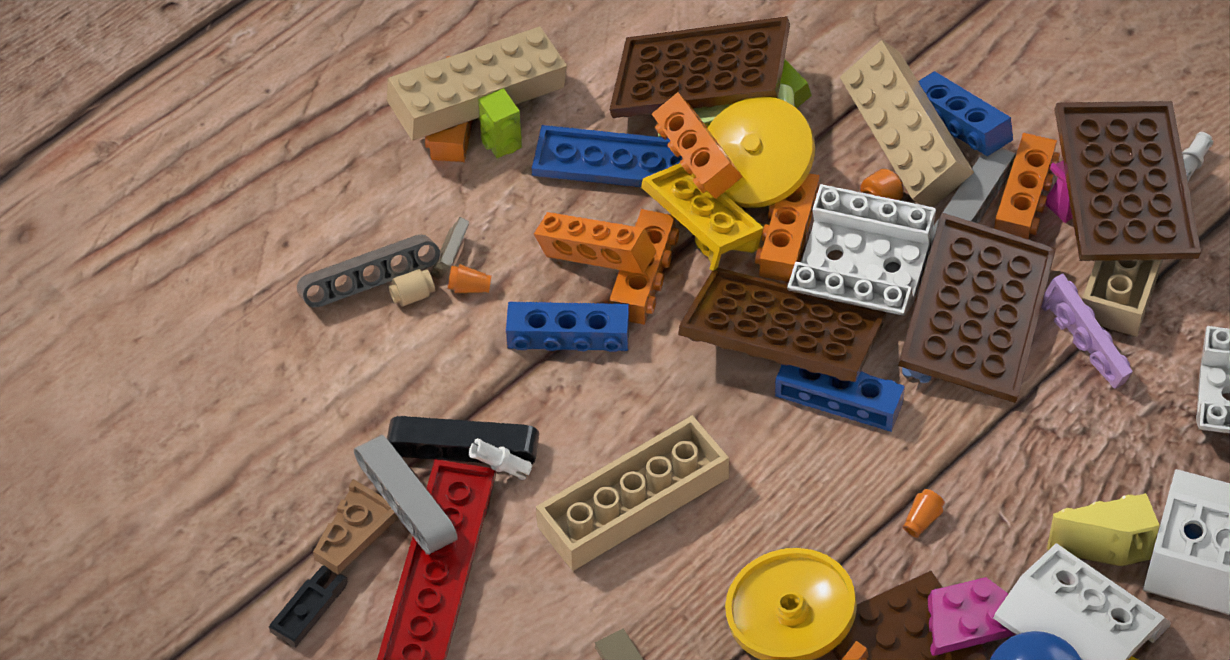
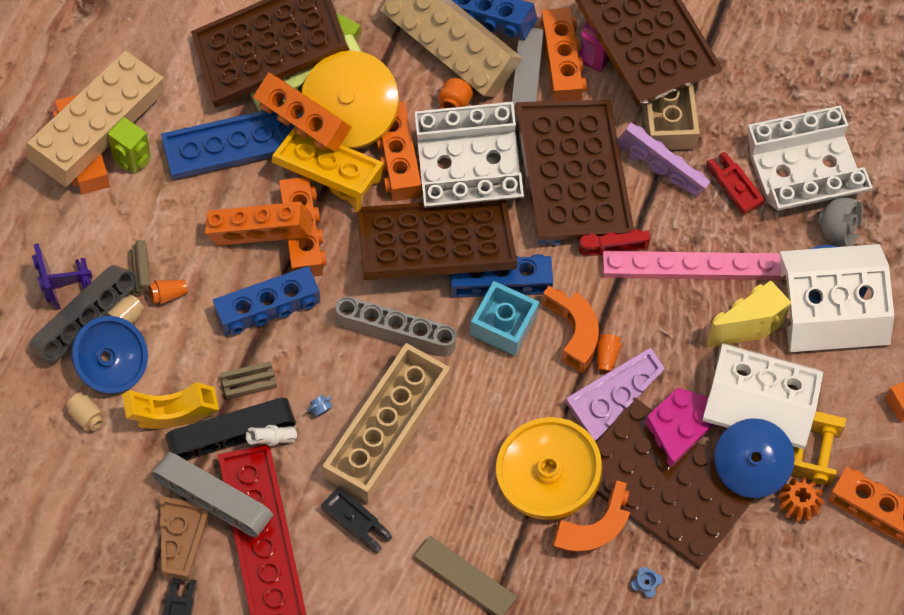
camera: 30 degrees left, 10 degrees up
(320, 368) = (85, 412): none -> tan brick
(351, 230) = (50, 282): none -> dark purple plate
(384, 303) = (125, 353): none -> blue dish
(406, 397) = (171, 410): none -> yellow arch
(510, 396) = (246, 371): none -> dark tan tile
(549, 580) = (355, 518): none -> black hinge
(571, 451) = (320, 405): none -> medium blue plate
(658, 372) = (405, 334): none -> light grey beam
(819, 433) = (504, 318): none -> medium azure brick
(895, 495) = (584, 323): none -> orange arch
(897, 558) = (608, 396): none -> lavender wing
(988, 401) = (632, 241): none -> red hinge
(1066, 455) = (691, 265): none -> bright pink plate
(1166, 389) = (736, 184): none -> red hinge

